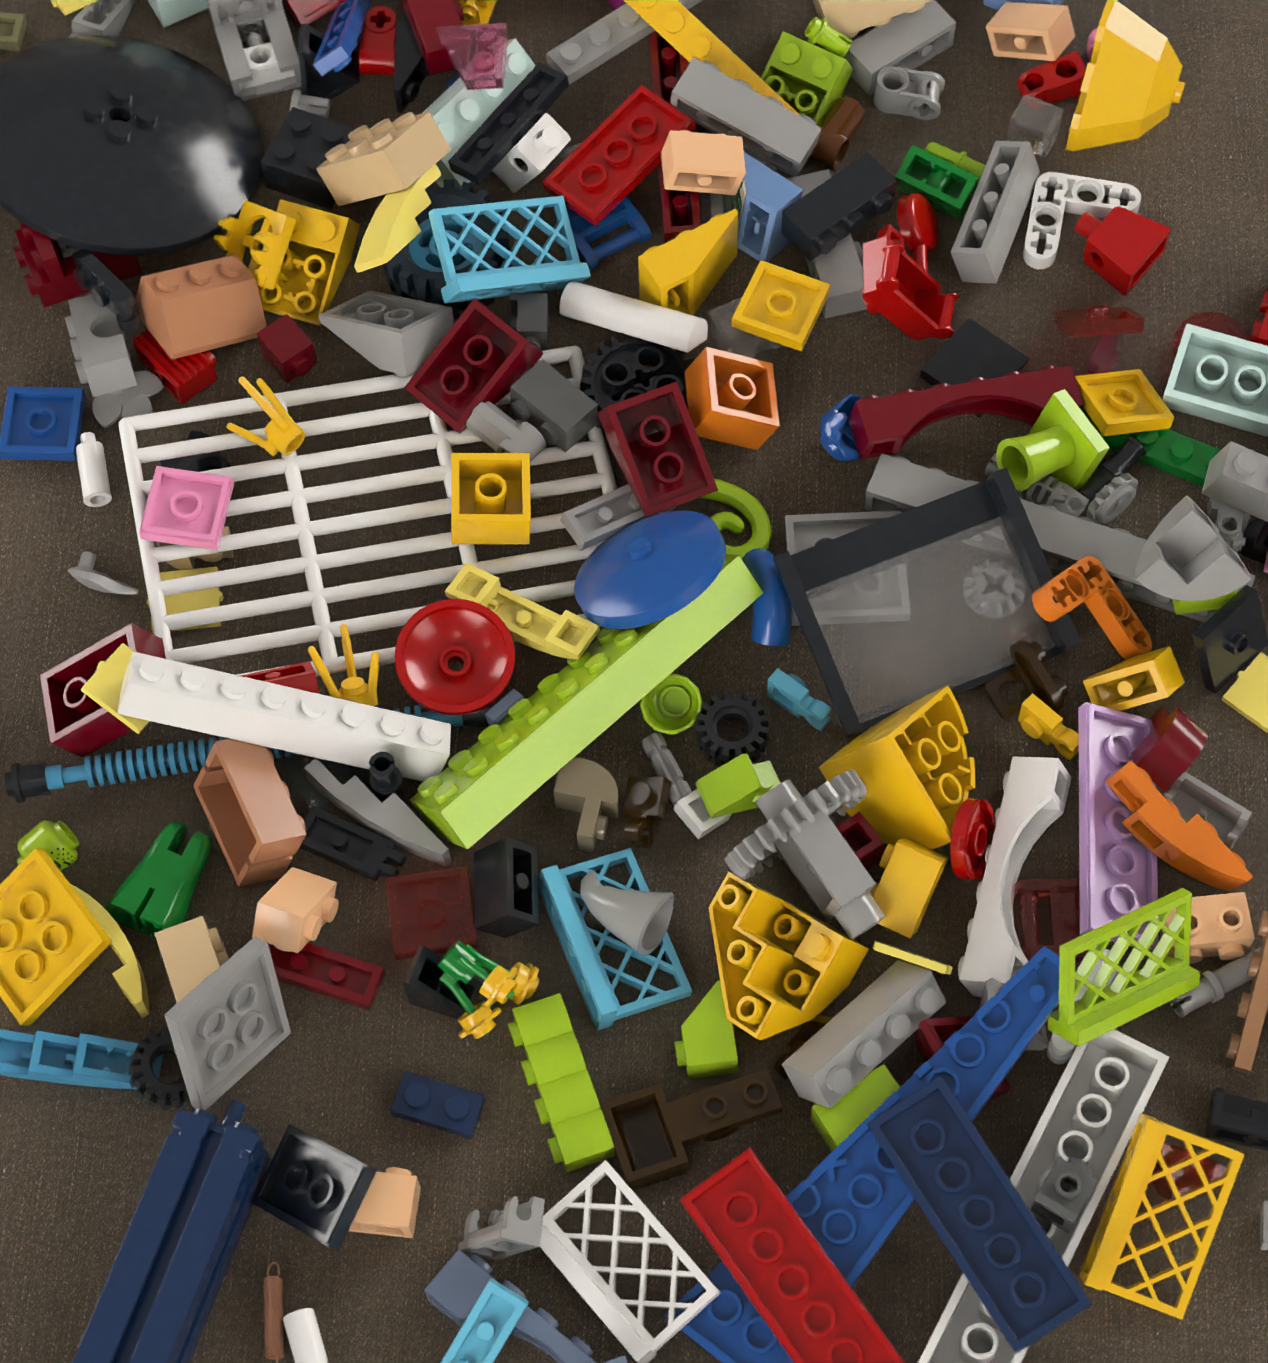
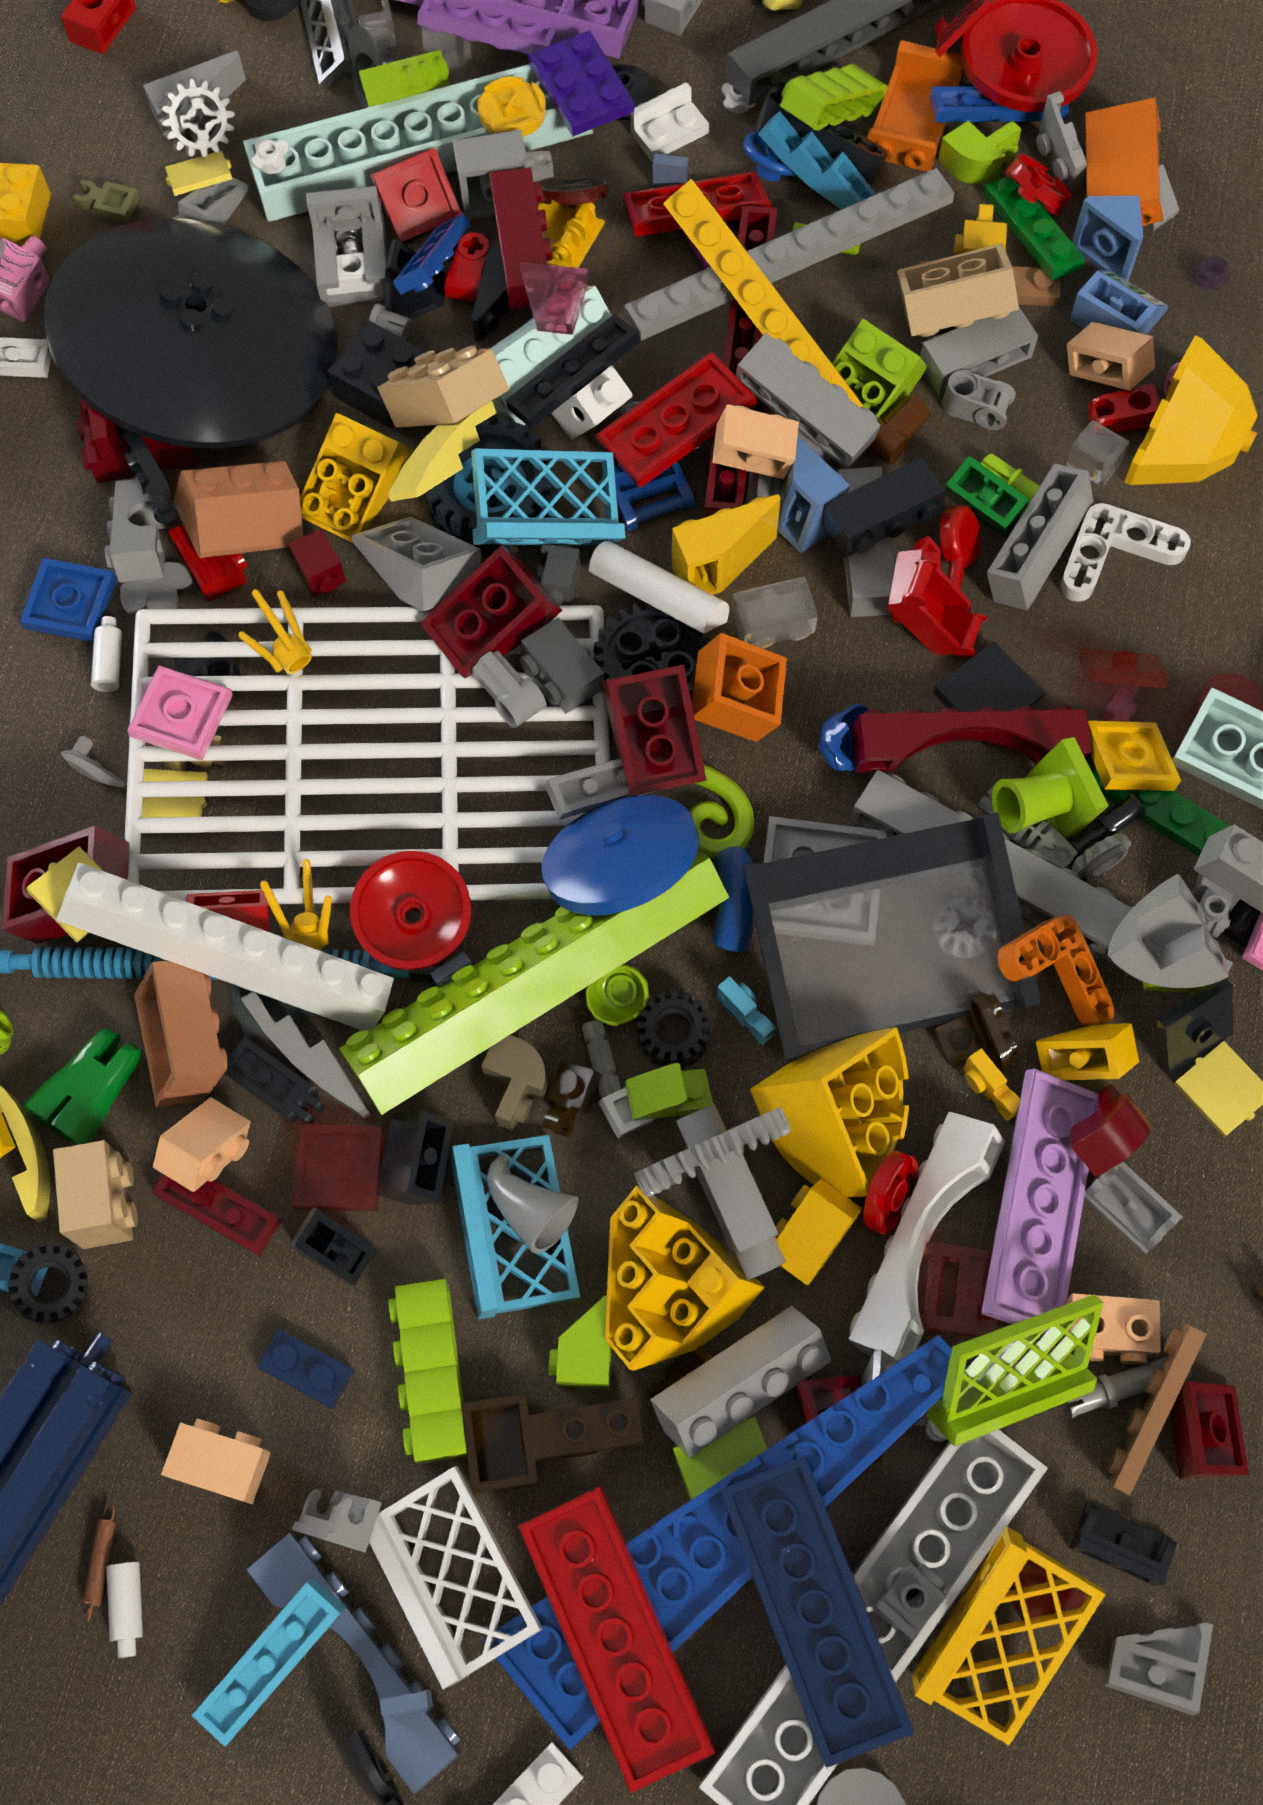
camera: 10 degrees right, 5 degrees up
(228, 1023) = (105, 1257): light grey plate -> none
(274, 236) = (316, 456): yellow piece -> none
(314, 1187) = (159, 1441): black tile -> none
(384, 776) = (318, 1023): black pin -> none
(490, 498) = (478, 752): yellow brick -> none
(501, 984) = (352, 1234): plant -> none
(527, 622) = (486, 880): light yellow slope -> none
(781, 305) = (805, 600): yellow plate -> none
(827, 37) = (906, 331): lime pin -> none
(862, 840) = (773, 1175): dark red brick -> none
(912, 957) = (806, 1306): light yellow piece -> none
(1122, 246) = (1161, 591): red torso -> none
(1187, 845) = (1107, 1236): orange slope -> none

